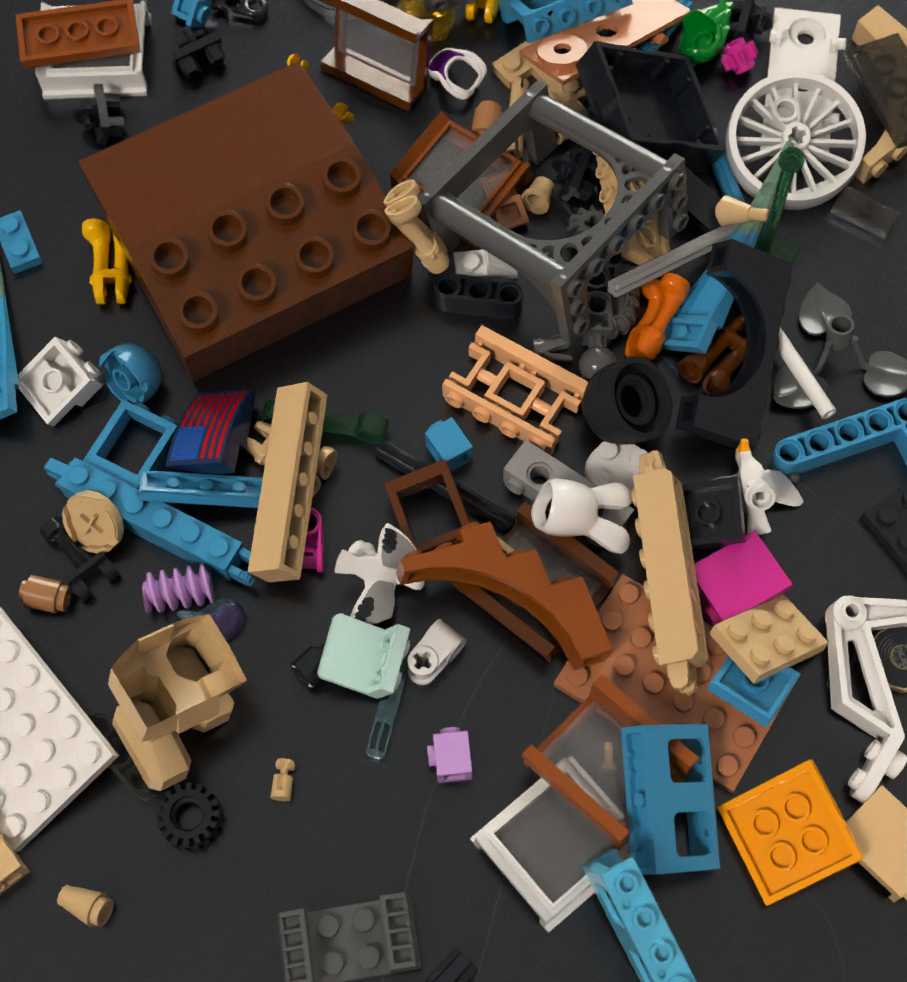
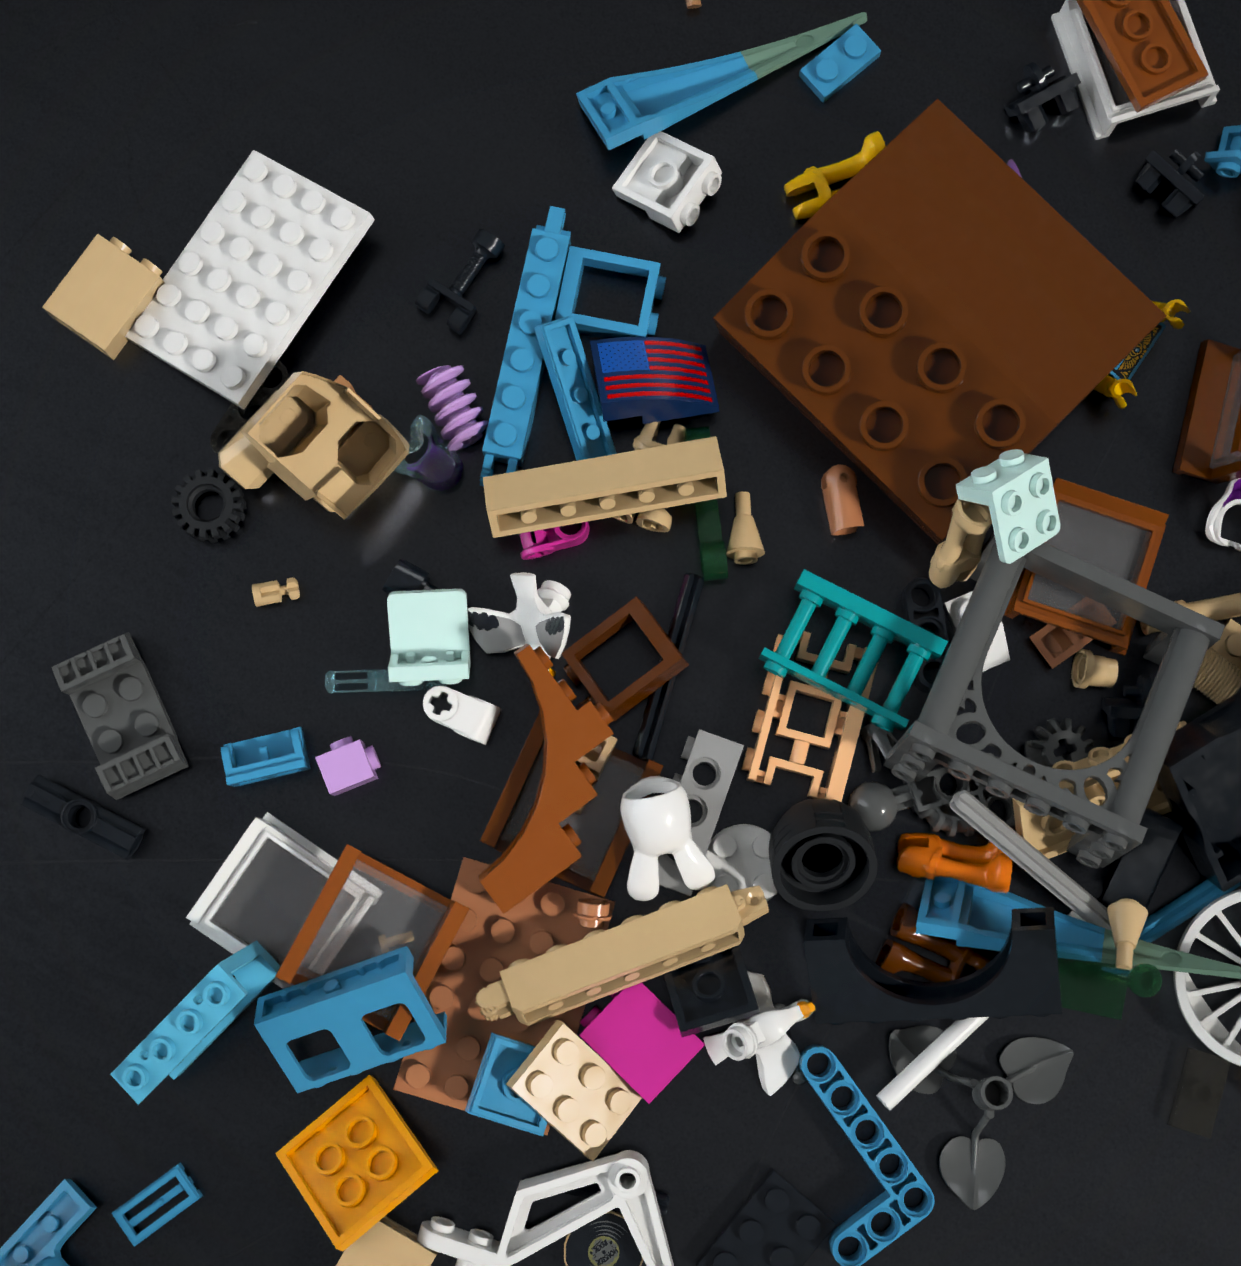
camera: 70 degrees right, 15 degrees up
(45, 594) = (409, 262): medium nougat brick -> none
(87, 905) = (89, 433): tan cone -> none
(93, 521) = (503, 284): tan tile -> none
(131, 372) = (702, 262): dark azure cylinder -> none
(355, 326) = (841, 500): none -> nougat piece
(357, 401) = (744, 539): none -> tan cone
(396, 170) = (1019, 501): none -> light aqua bracket
(422, 824) = (265, 757): none -> dark azure hinge
(448, 442) = (718, 655): dark azure brick -> none
(466, 311) = (885, 628): none -> teal fence
(485, 116) = (1178, 576): medium nougat brick -> none
(628, 585) = (592, 912): none -> nougat plate

